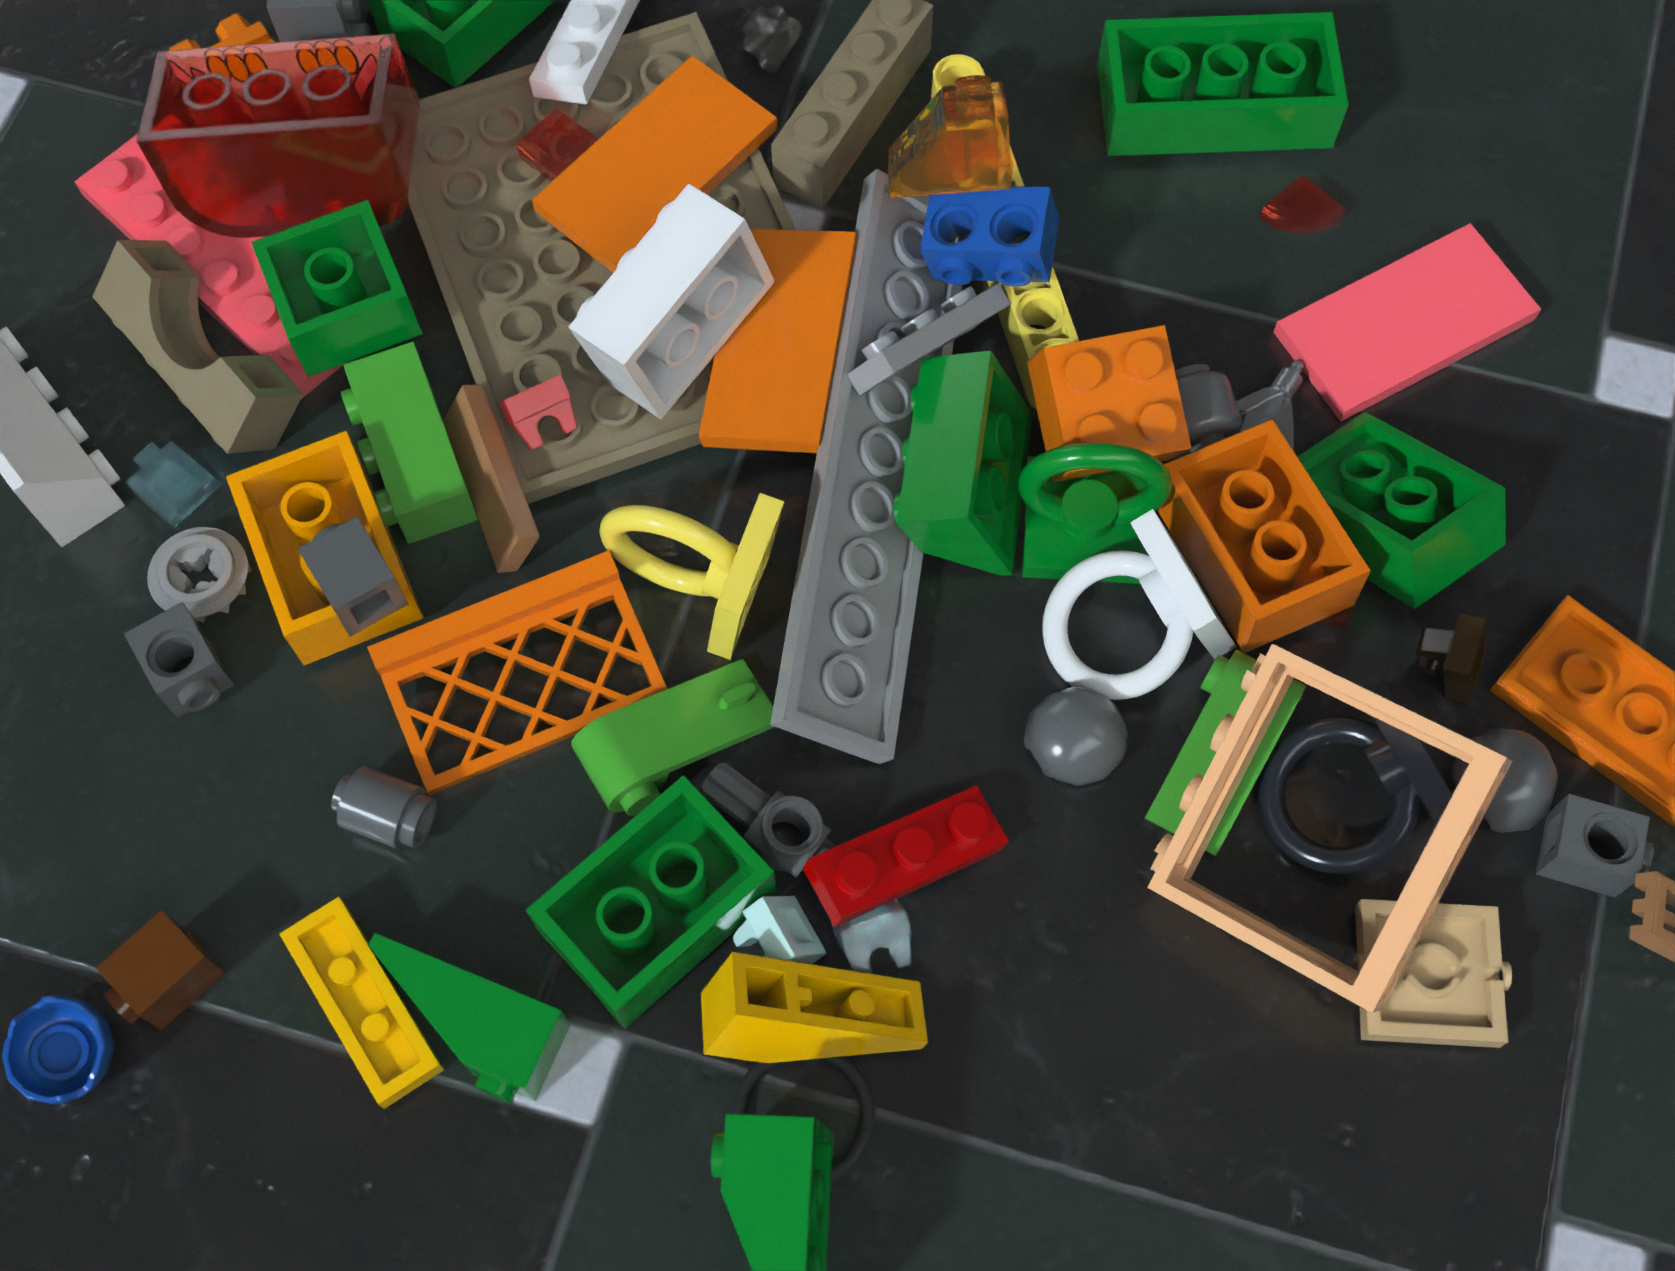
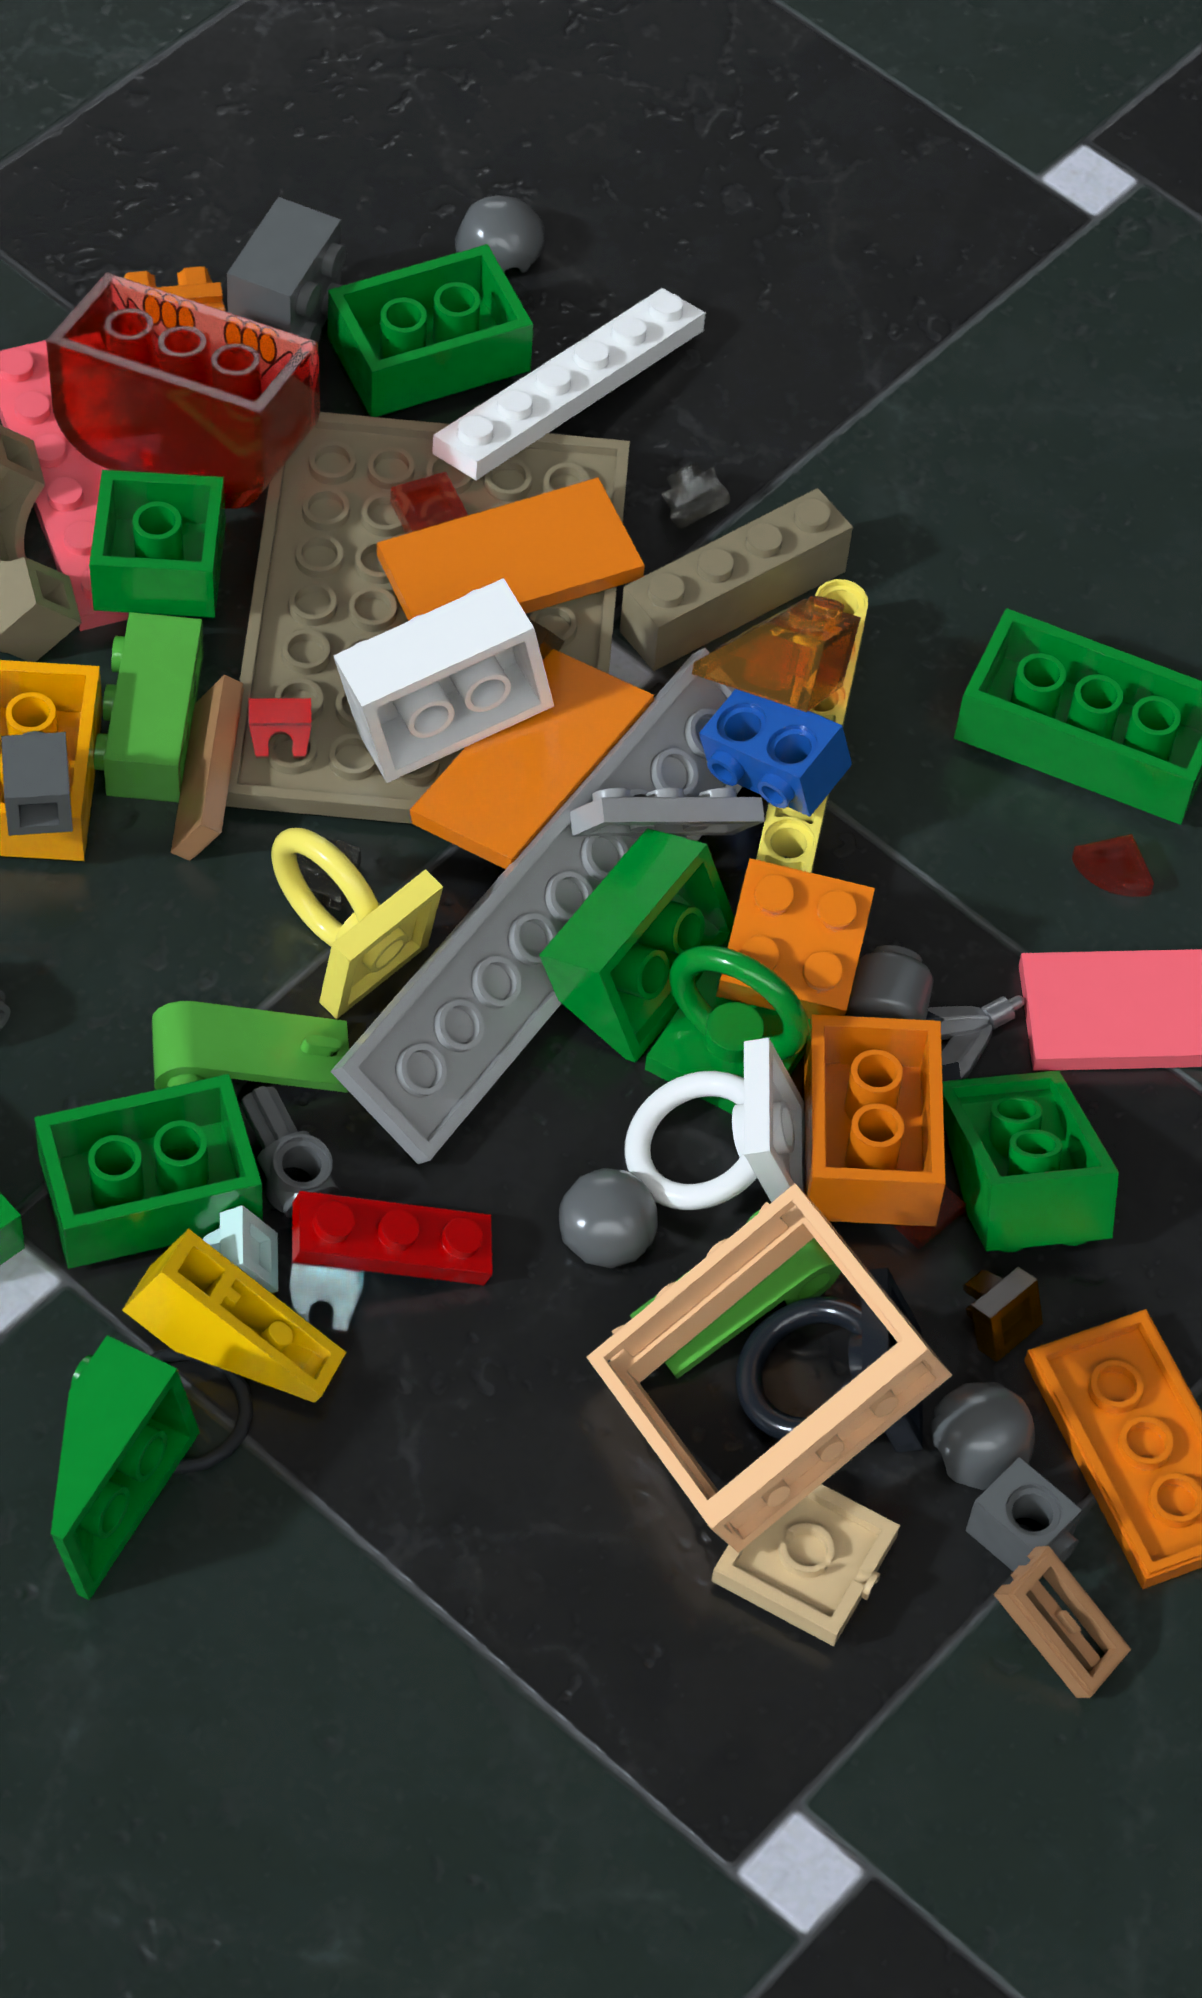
camera: 20 degrees right, 10 degrees down
(492, 624) = (136, 888): orange fence -> none

